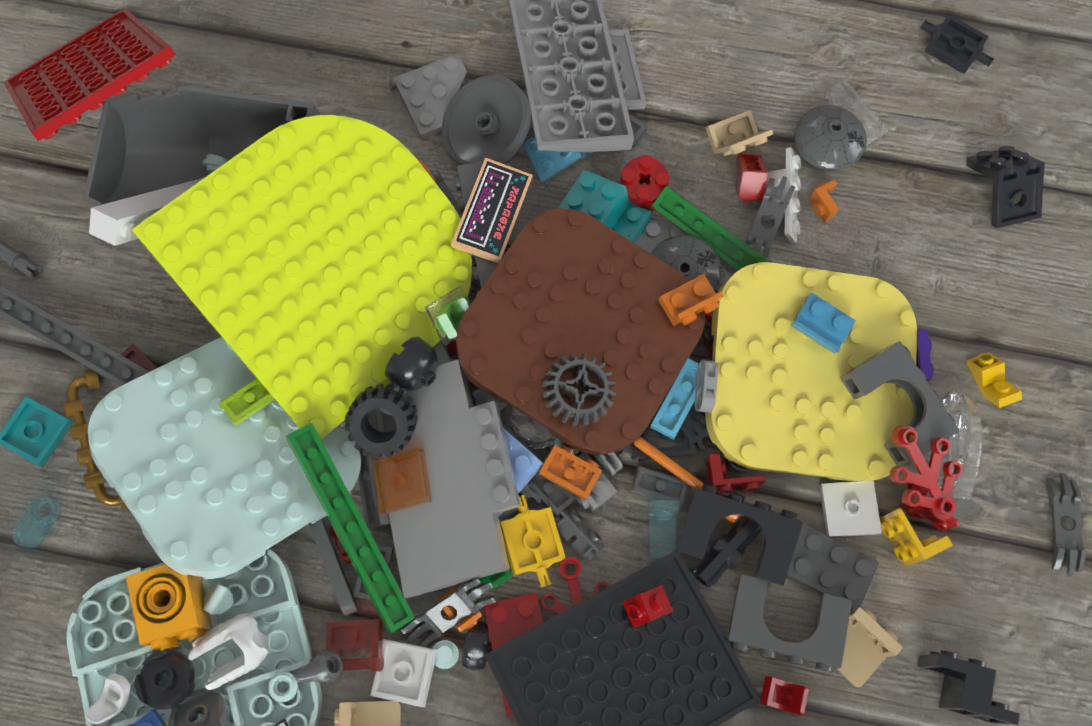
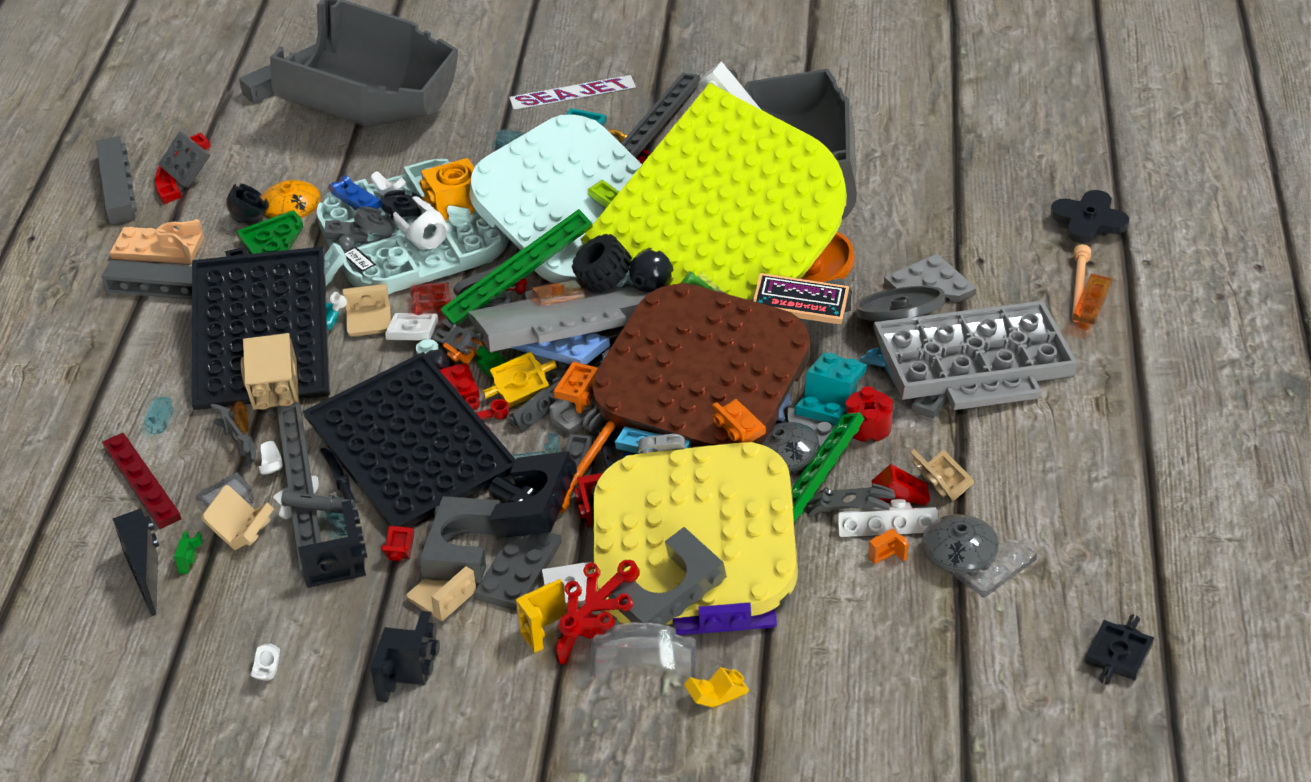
camera: 90 degrees right, 30 degrees down
(86, 73) = (866, 73): red plate -> none
(321, 669) = (412, 276): dark grey animal -> none
(589, 389) = (639, 354): dark grey gear -> none
(647, 606) = (467, 440): red bracket -> none
(823, 323) = (735, 516): dark azure plate -> none
(1012, 175) = (948, 680): black bracket -> none
(1064, 540) = (591, 750): dark grey piece -> none

